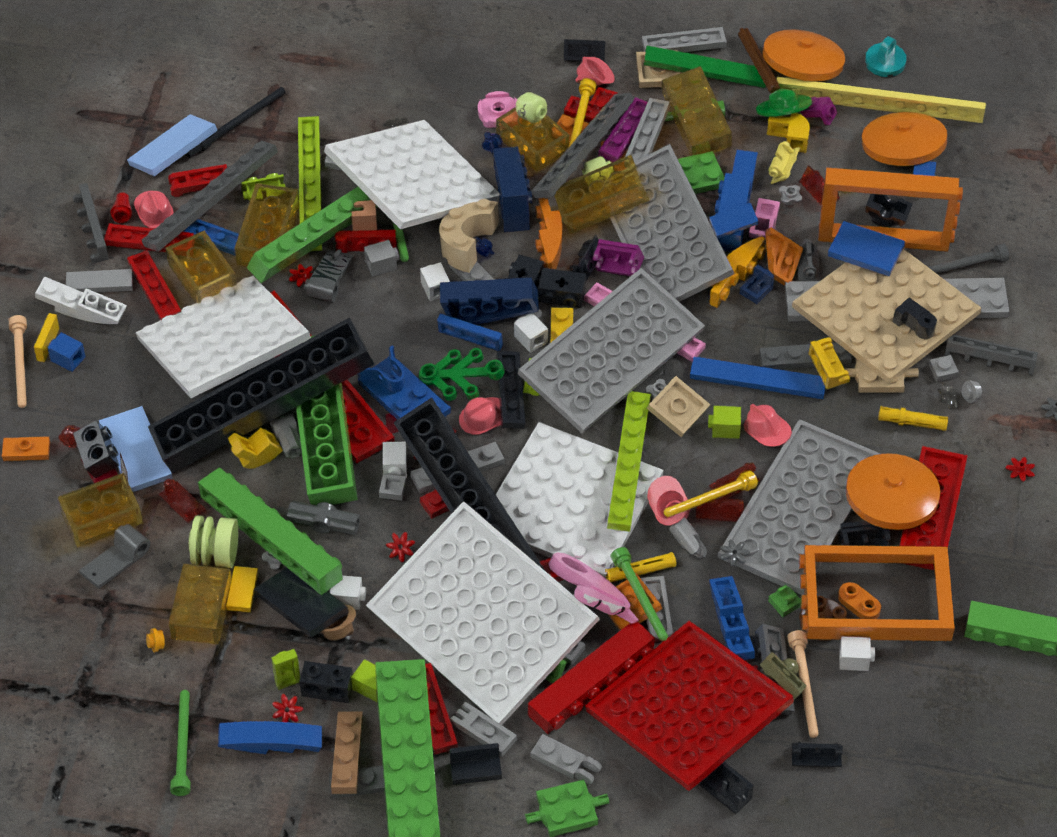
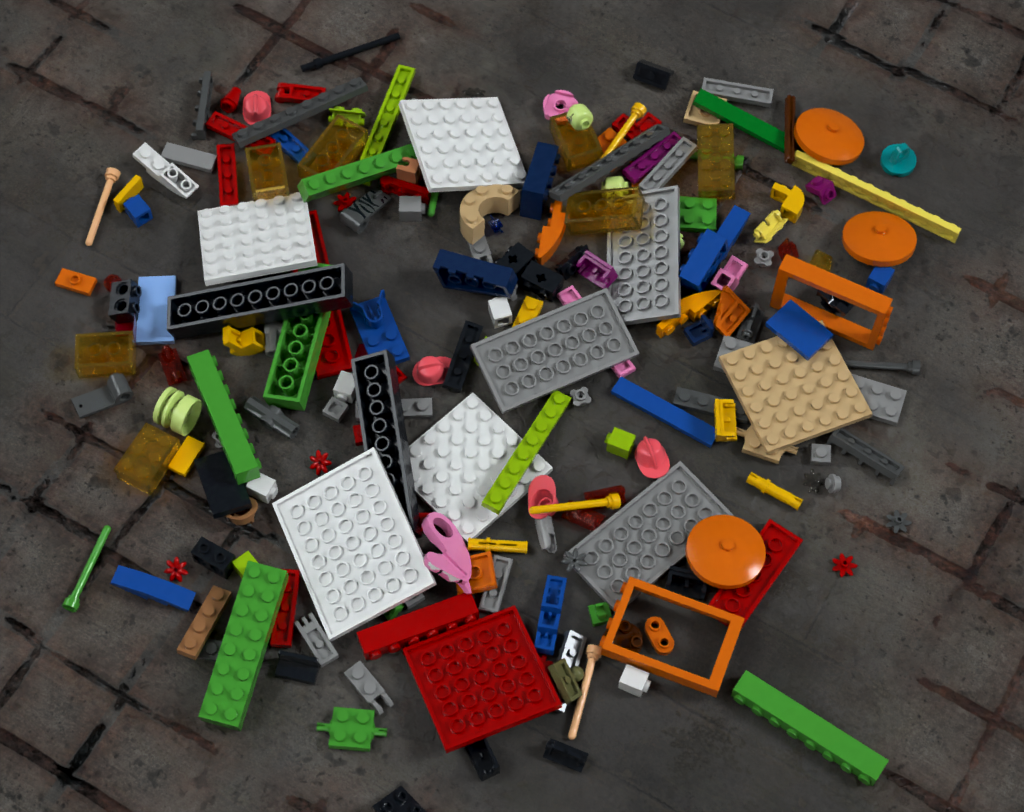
camera: 20 degrees right, 10 degrees up
(155, 640) = (102, 476): light orange plate -> none
(172, 145) = (291, 57): light blue tile -> none
(286, 669) = (185, 537): lime plate -> none
(431, 278) = (444, 240): white brick -> none
(433, 374) = (428, 328): green plant -> none
(470, 332) = (452, 296): blue tile -> none
(491, 141) = (542, 134): clear blue plate -> none
(596, 70) = (652, 97): coral piece -> none
(622, 559) = (482, 535): bright green piece -> none
(678, 406) = (588, 416): tan plate -> none
(733, 220) = (697, 272): blue tile -> none
(783, 103) = (792, 176): green hat -> none
(916, 318) = (810, 406): black leg -> none

